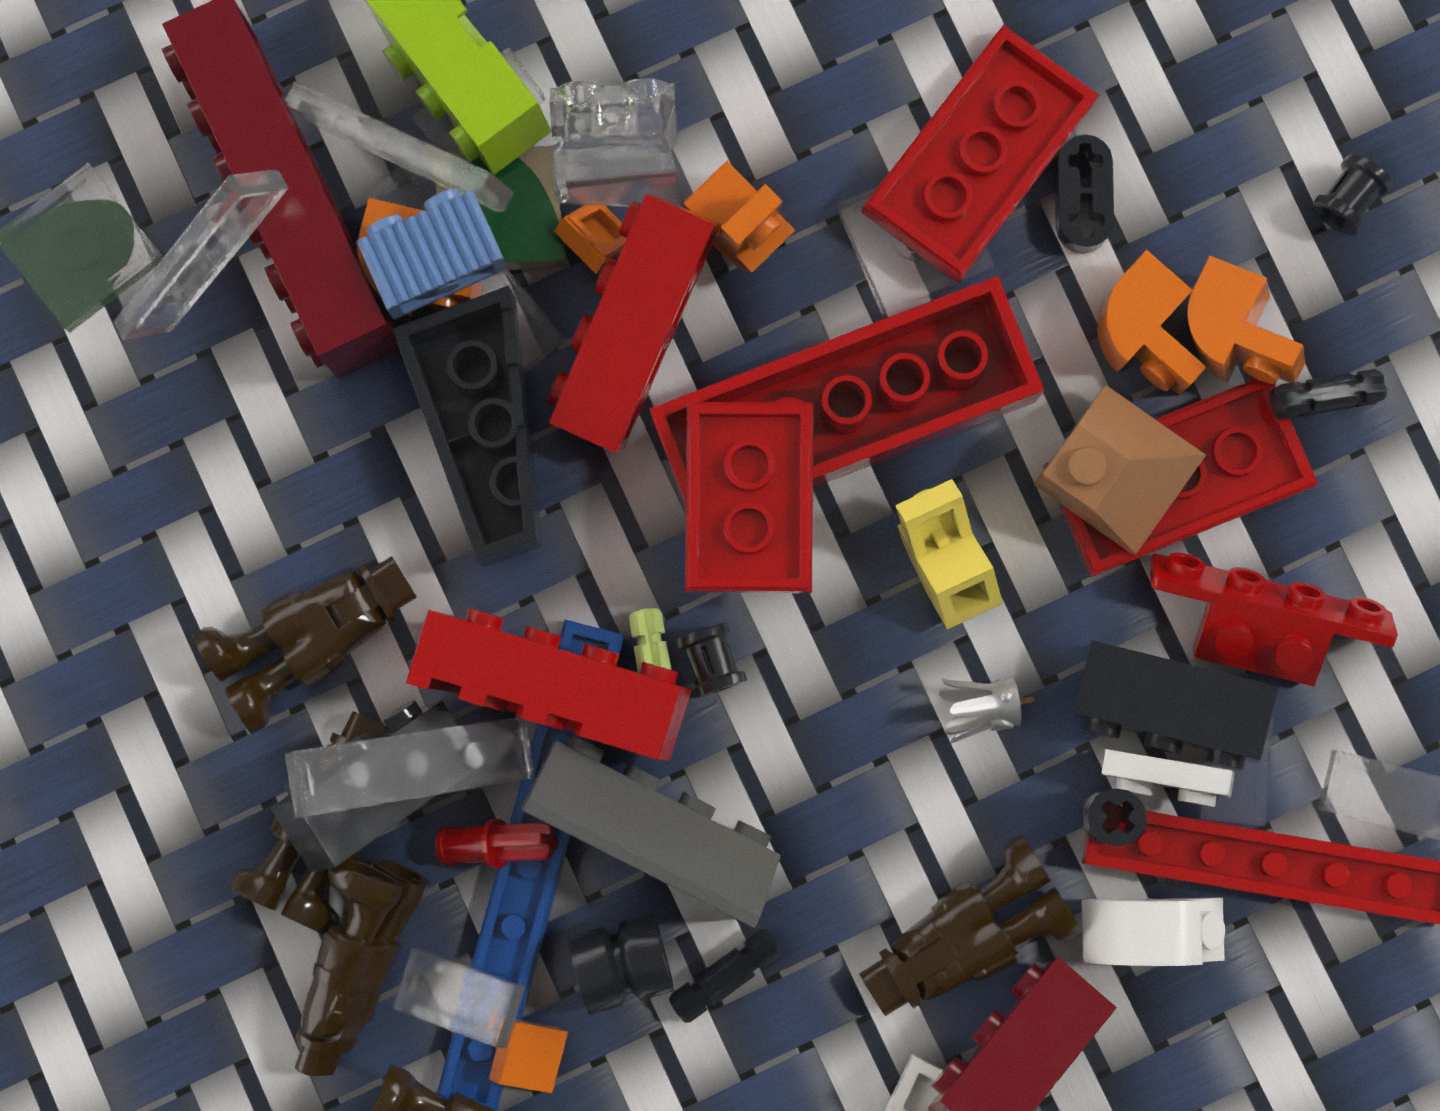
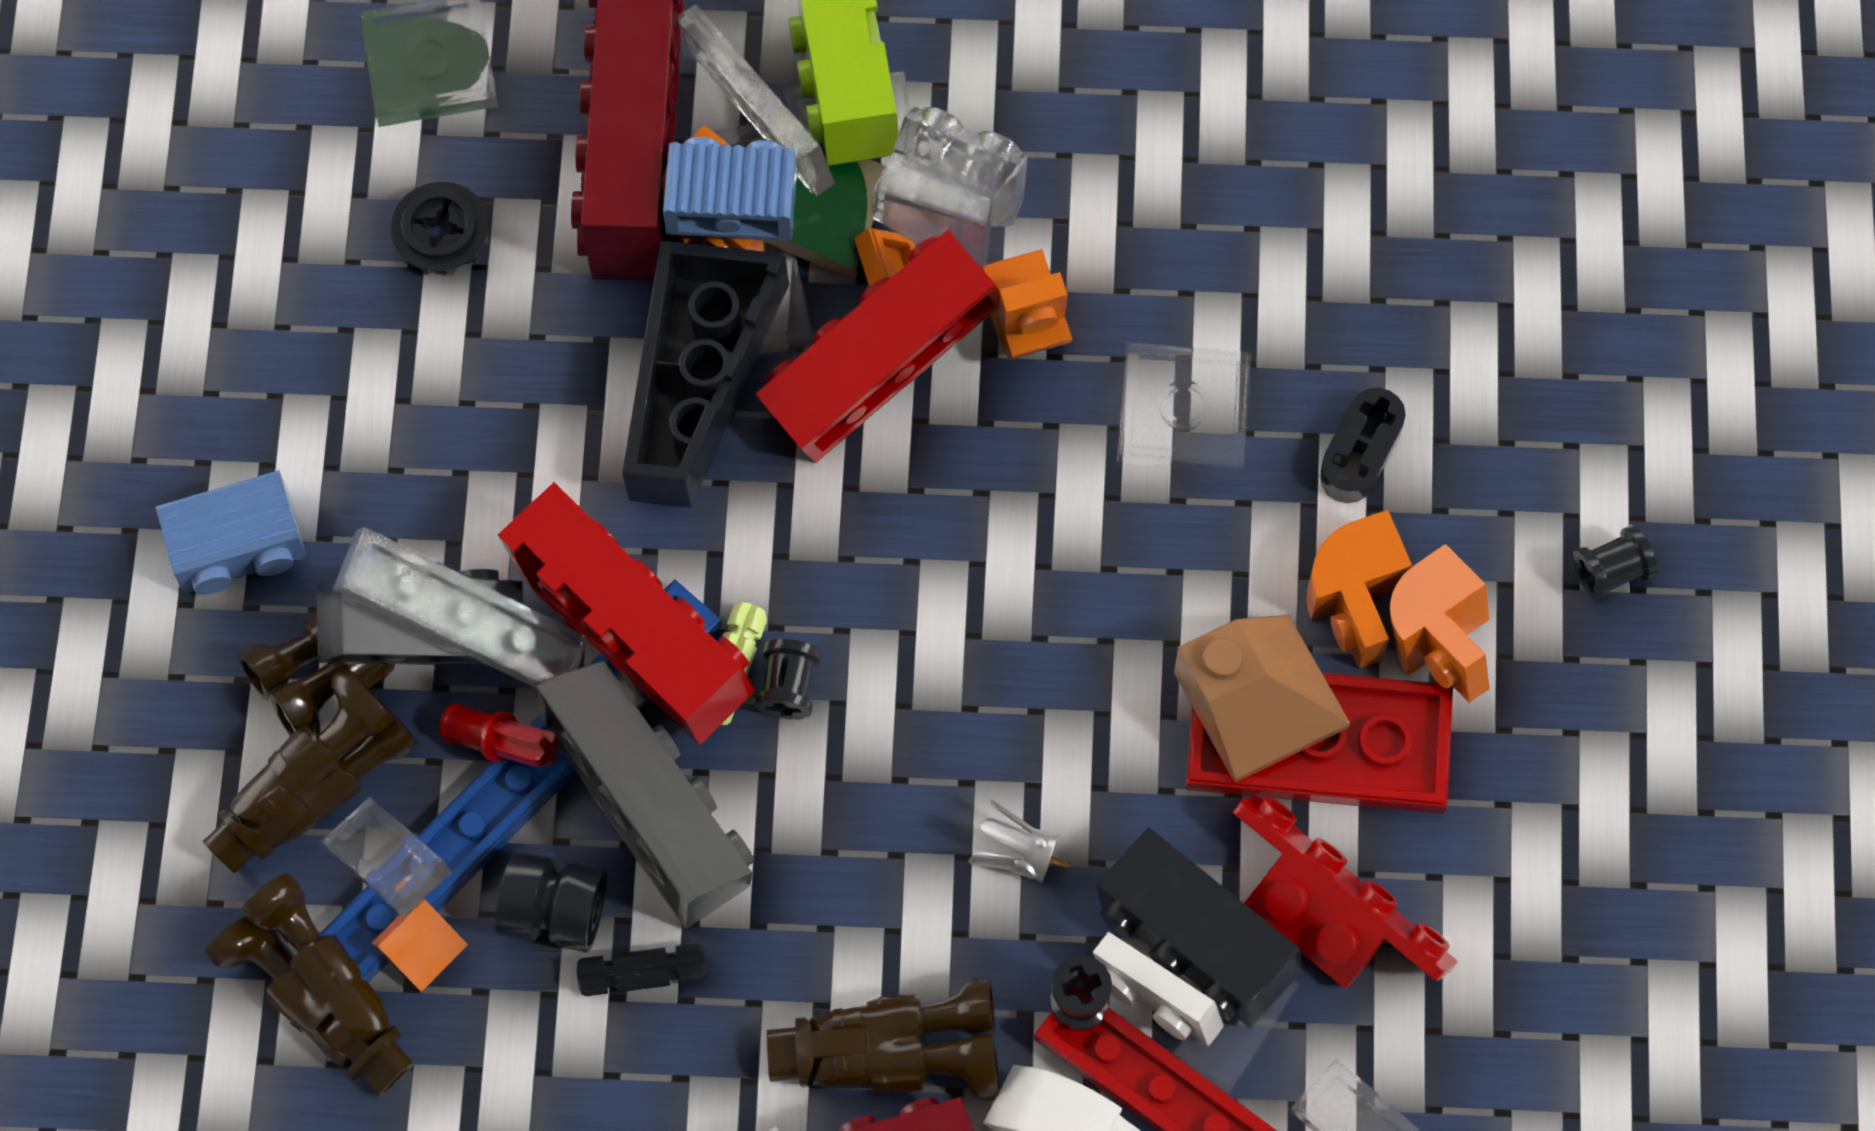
camera: 25 degrees right, 15 degrees down
(157, 388) = (427, 207): none -> black gear
(159, 781) = (231, 533): none -> medium blue brick
(201, 253) = (528, 97): clear tile -> none
(311, 628) = (441, 472): dark brown piece -> none
(749, 497) = (897, 536): red tile -> none
(885, 383) = (1034, 512): red brick -> none
(947, 554) = (1057, 686): light yellow brick -> none
(980, 154) = (1282, 362): red tile -> none
(1327, 394) = (1497, 728): black axle -> none

